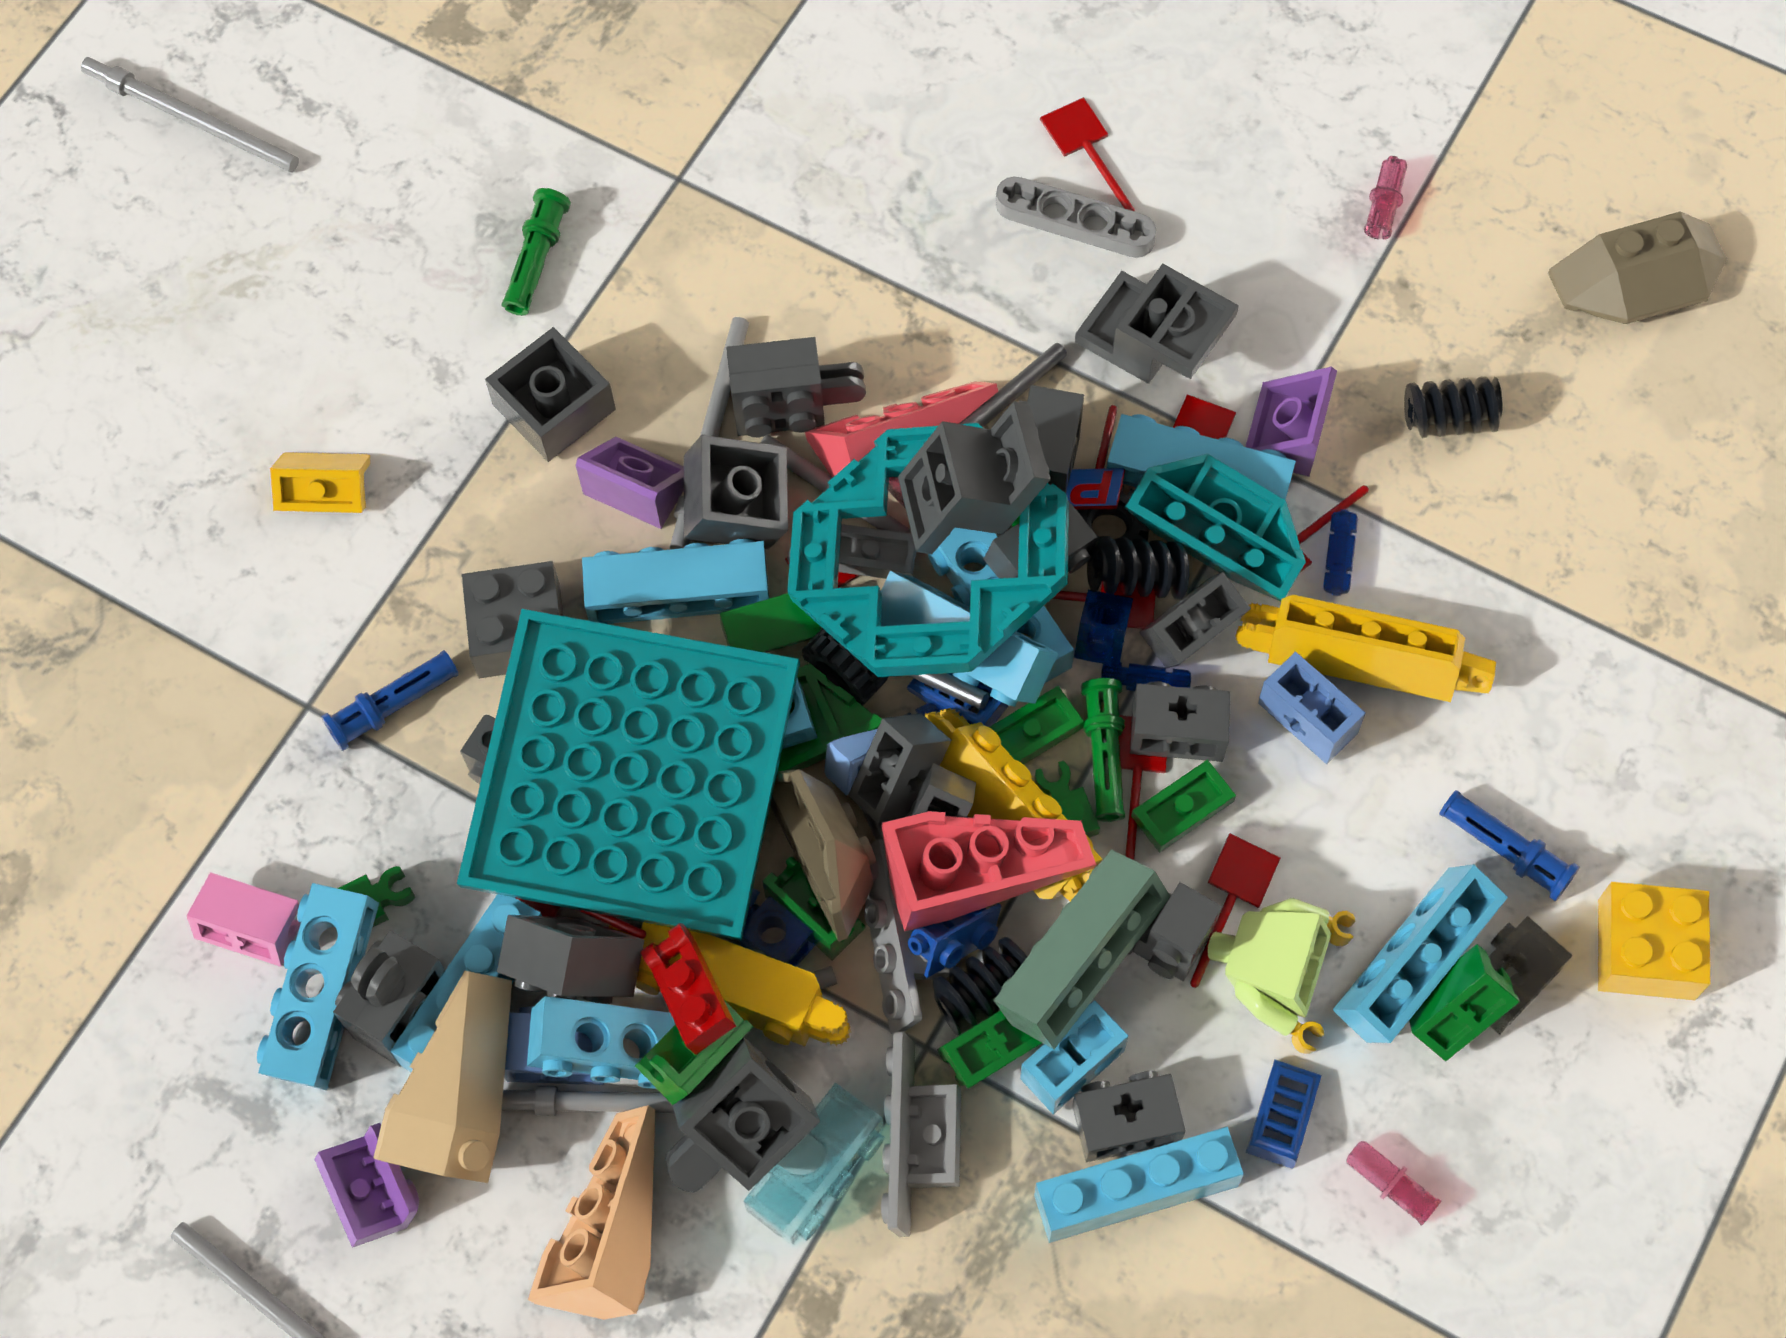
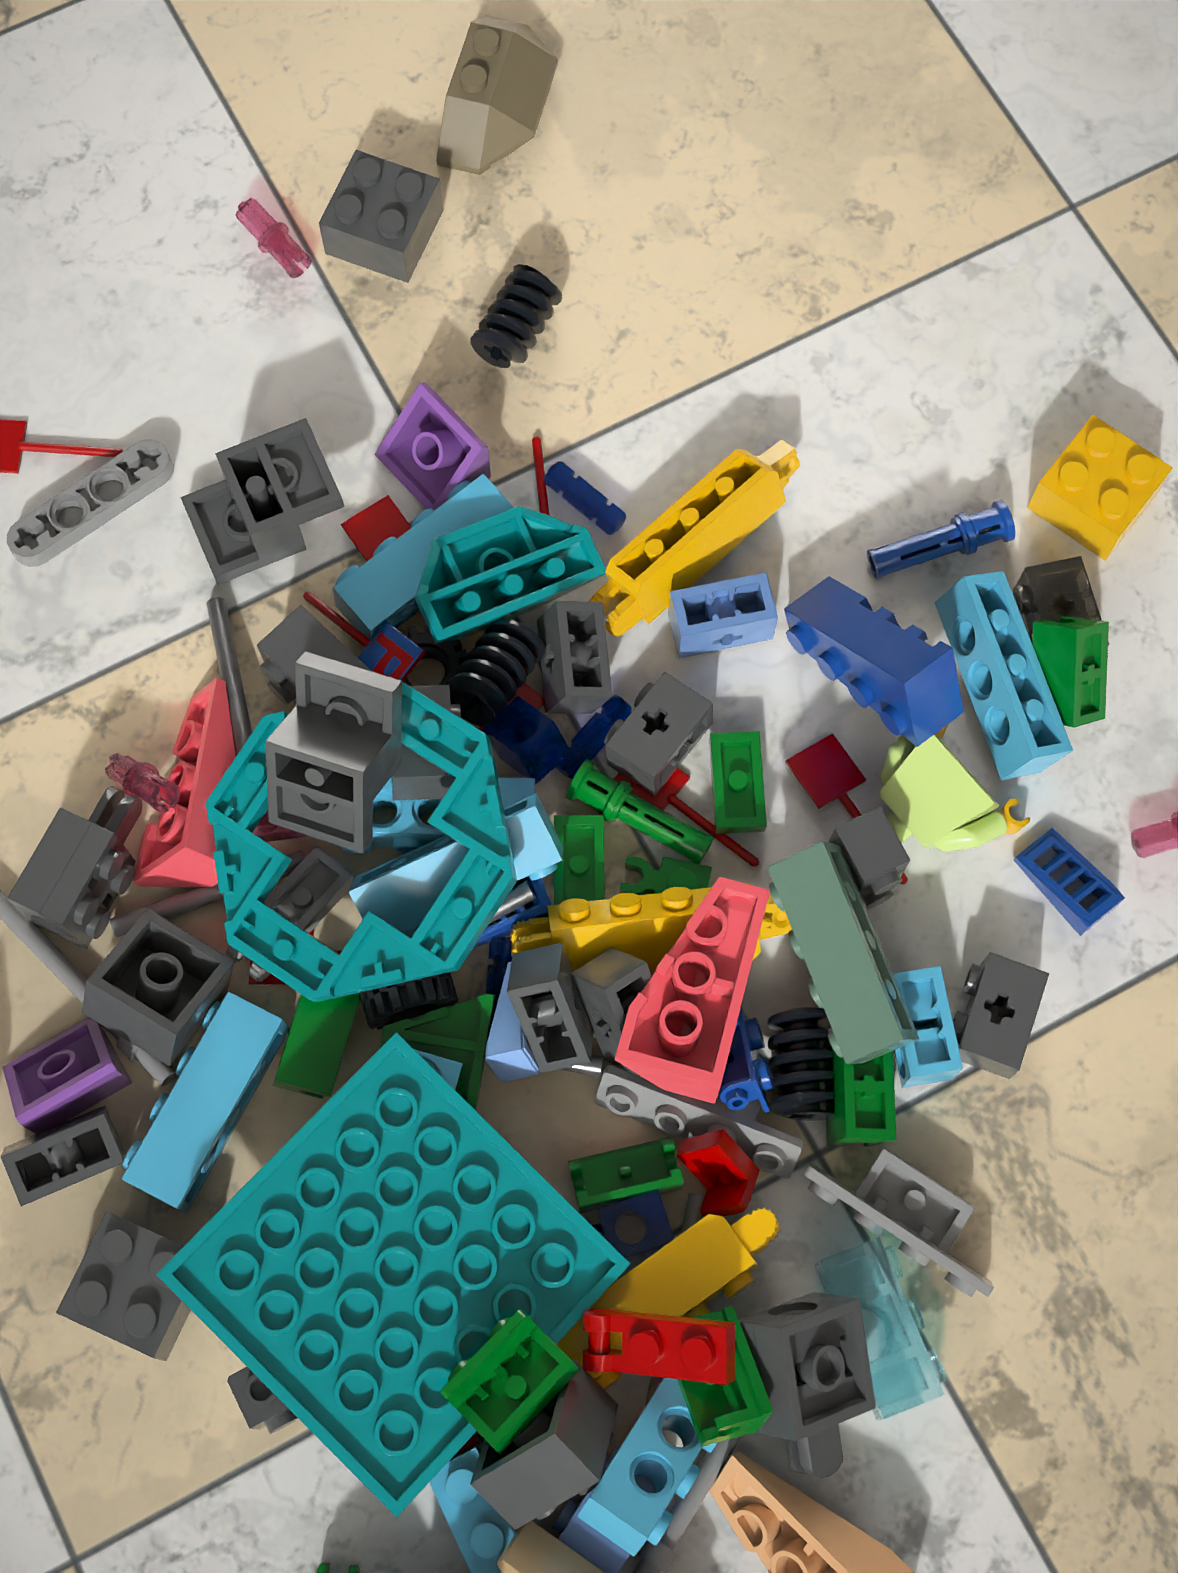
camera: 60 degrees left, 5 degrees up
(370, 710) = (131, 1396): blue pin -> none
(575, 510) = (62, 1155): none -> dark grey brick
(597, 894) = (509, 1380): none -> green bracket
(825, 846) = (586, 1126): dark tan wedge -> none
(861, 974) = (722, 1170): none -> red bracket
(881, 386) = (143, 782): none -> clear pink axle
(1138, 1184) = (1067, 1047): medium azure brick -> none
(1352, 839) = (877, 660): none -> blue wedge
(1463, 259) = (381, 216): none -> dark grey brick

